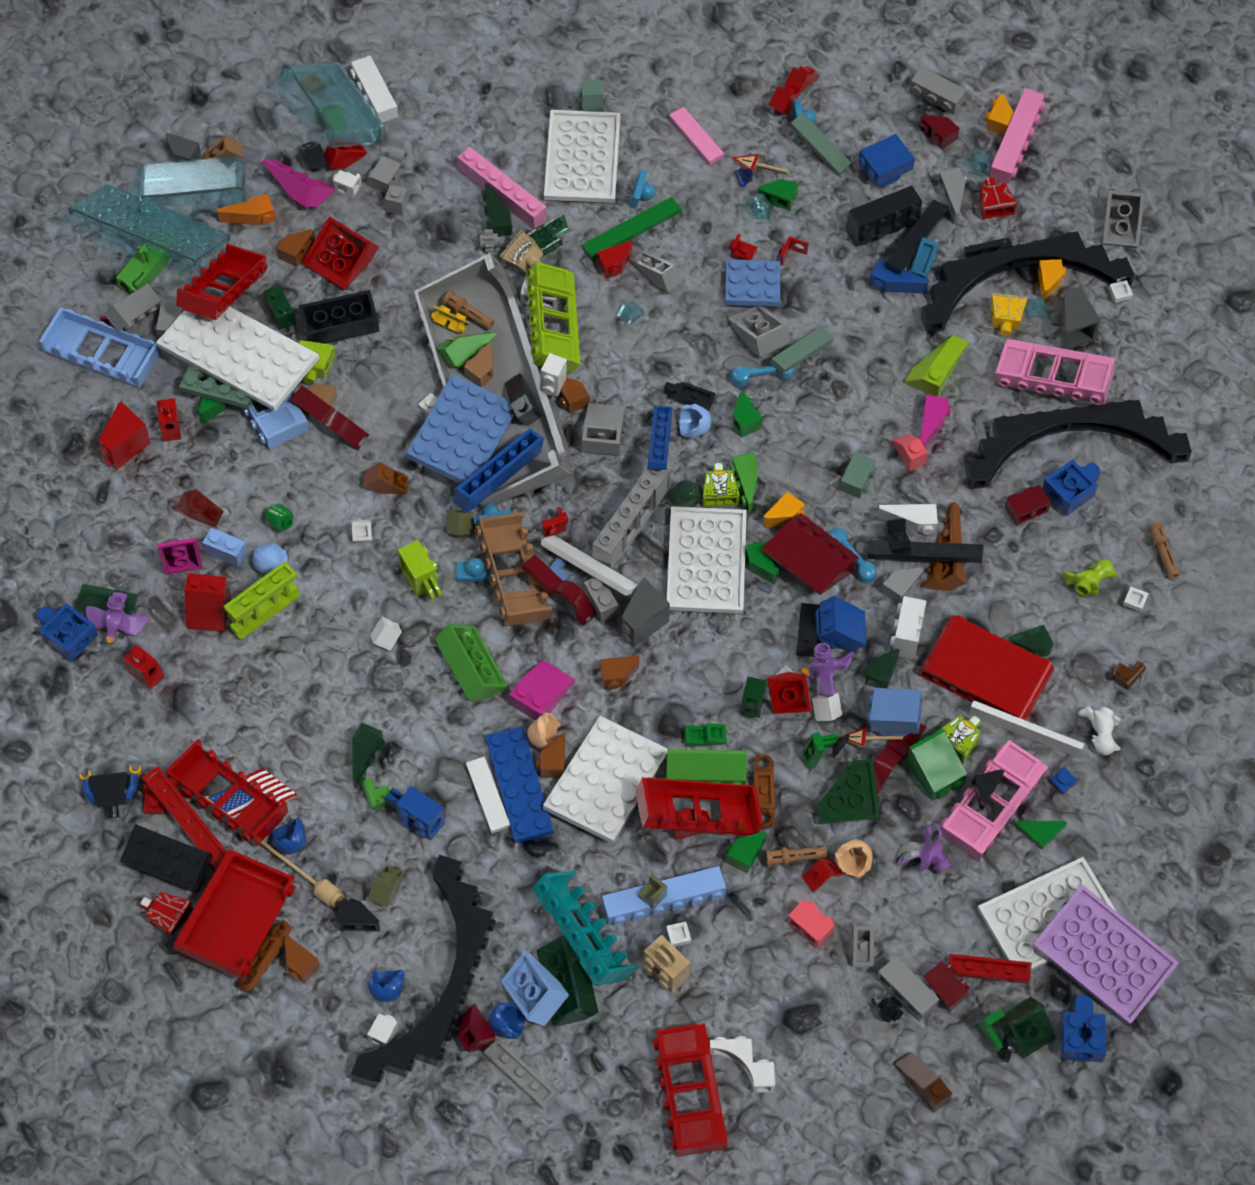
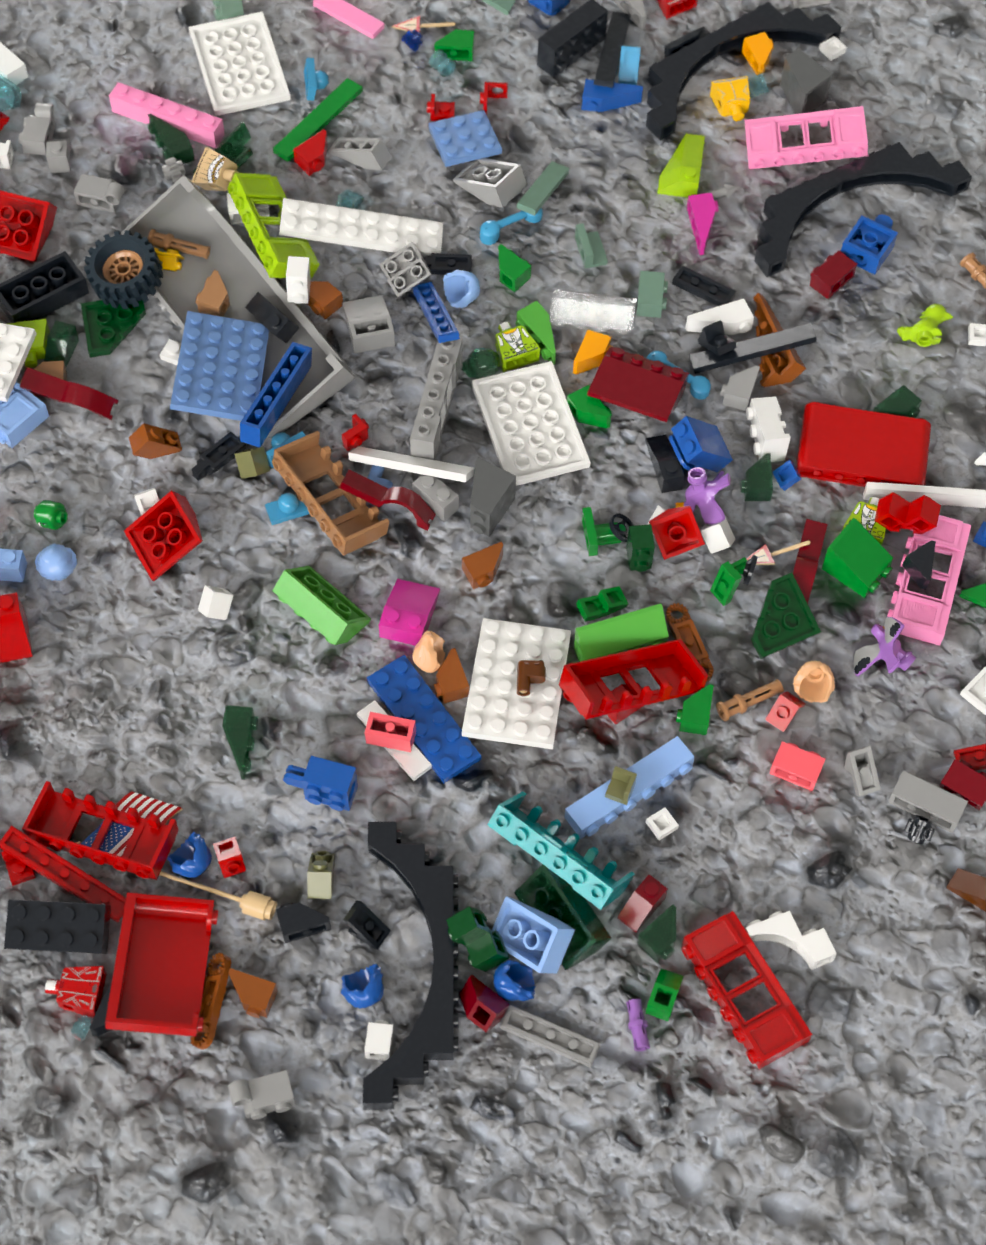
camera: 20 degrees left, 0 degrees up
(157, 942) = (81, 1027): none -> clear light blue tile
(262, 600) = (65, 607): lime fence -> none
(277, 1042) = (263, 1094): none -> light grey hinge
(320, 847) = (229, 857): none -> red bracket
(339, 370) = (61, 342): none -> clear green slope
(365, 562) = (164, 534): none -> red slope
(375, 796) = (270, 782): bright green piece -> none
(387, 362) = (108, 326): none -> dark green plate
(405, 310) = (123, 269): none -> black wheel
(407, 937) = (366, 925): none -> black slope
(418, 243) = (98, 193): none -> light grey hinge
(419, 569) = (228, 523): lime brick -> none
(433, 508) = (218, 456): none -> black hinge
(459, 348) = (182, 286): bright green slope -> none
(484, 787) = (390, 732): none -> coral brick
(493, 985) = (484, 946): none -> dark green brick
(593, 1088) = (638, 1025): none -> medium lavender pin
(616, 774) = (528, 673): none -> reddish brown piece
(622, 1071) = (664, 994): none -> green slope
(628, 341) = (358, 227): none -> white plate
(636, 993) = (643, 903): none -> dark red slope
(639, 1023) = (660, 936): none -> clear green slope
(653, 390) = (405, 269): none -> light grey slope
(666, 964) = (665, 853): tan brick -> none
(729, 674) = (603, 533): none -> green piece
(823, 416) = (590, 247): none -> sand green panel
(895, 711) = (793, 517): medium blue brick -> none
(907, 482) = (703, 287): none -> black plate
(908, 673) = (787, 475): none -> blue plate
(911, 451) = (694, 255): coral slope -> none
(967, 399) = (727, 190): none -> light grey piece
(986, 737) = (897, 513): none -> red brick

